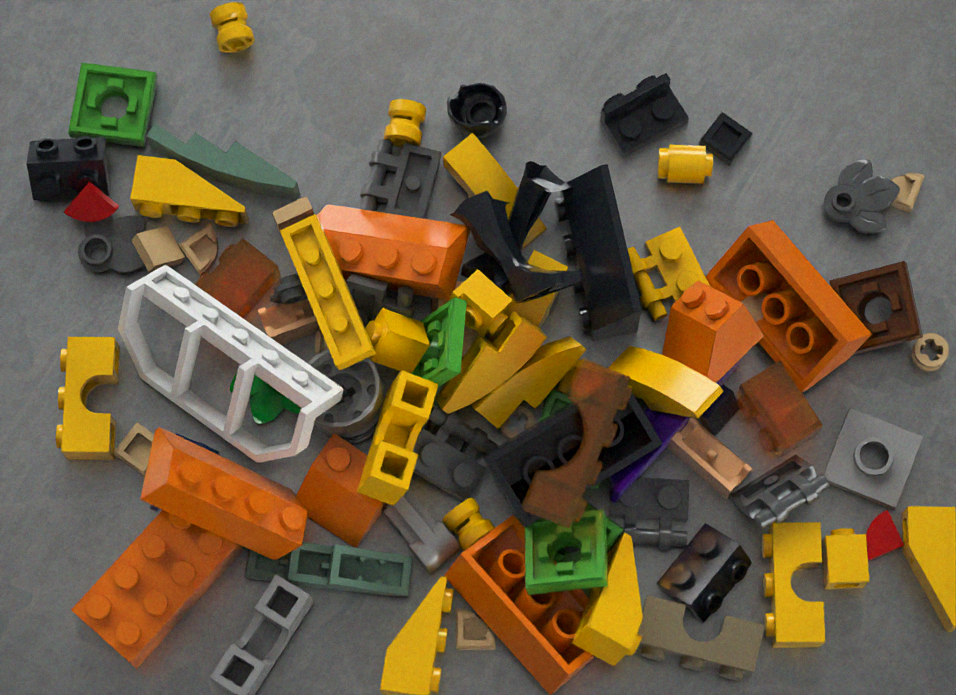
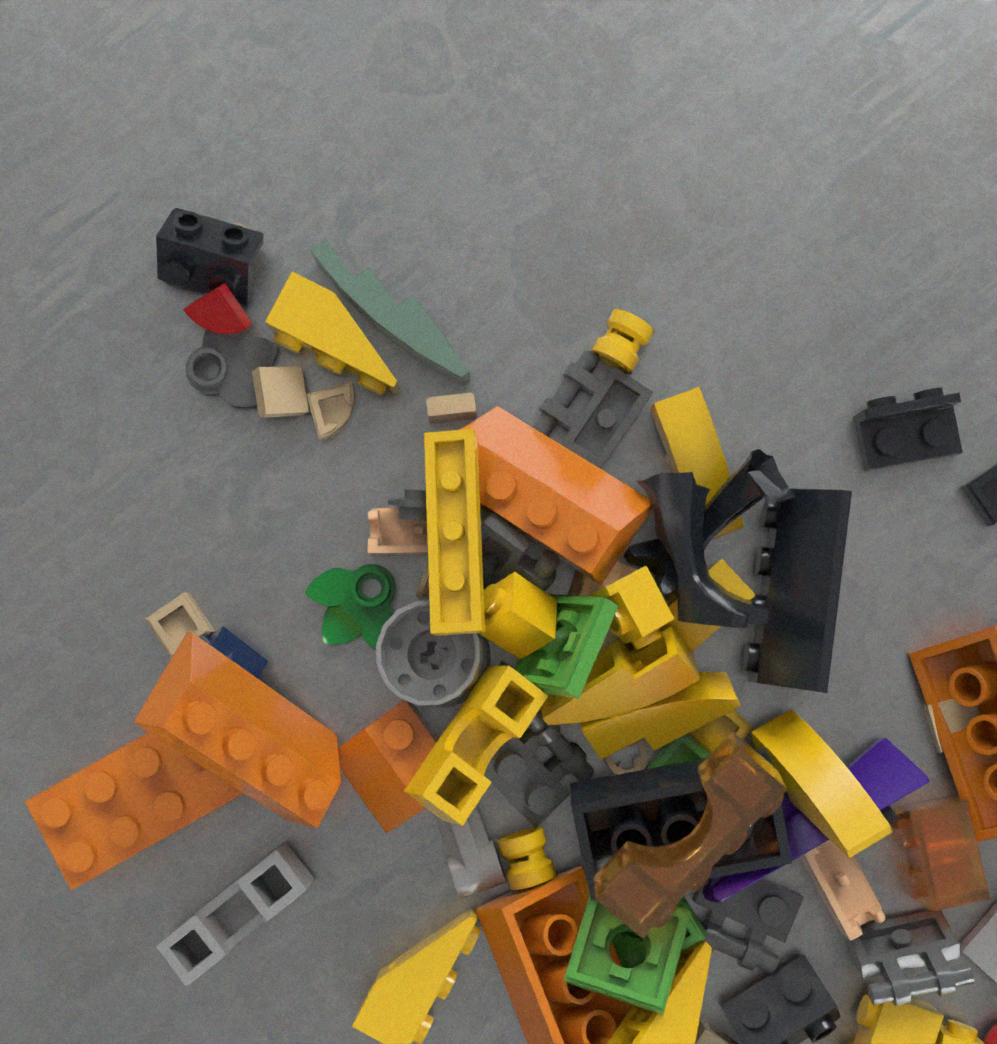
camera: 20 degrees right, 10 degrees up
(87, 365) = (117, 580): yellow arch -> none
(101, 82) = (283, 164): bright green piece -> none
(232, 27) = (459, 149): yellow wheel -> none
(237, 339) = (329, 554): white plate -> none
(240, 278) = (354, 467): clear orange brick -> none
(336, 569) = (358, 856): sand green slope -> none
(472, 632) = (484, 982): tan tile -> none
(477, 109) = (714, 355): black hair -> none
(676, 266) = (881, 637): yellow plate -> none
(684, 164) = (937, 509): yellow brick -> none
(709, 331) = (893, 737): orange slope -> none

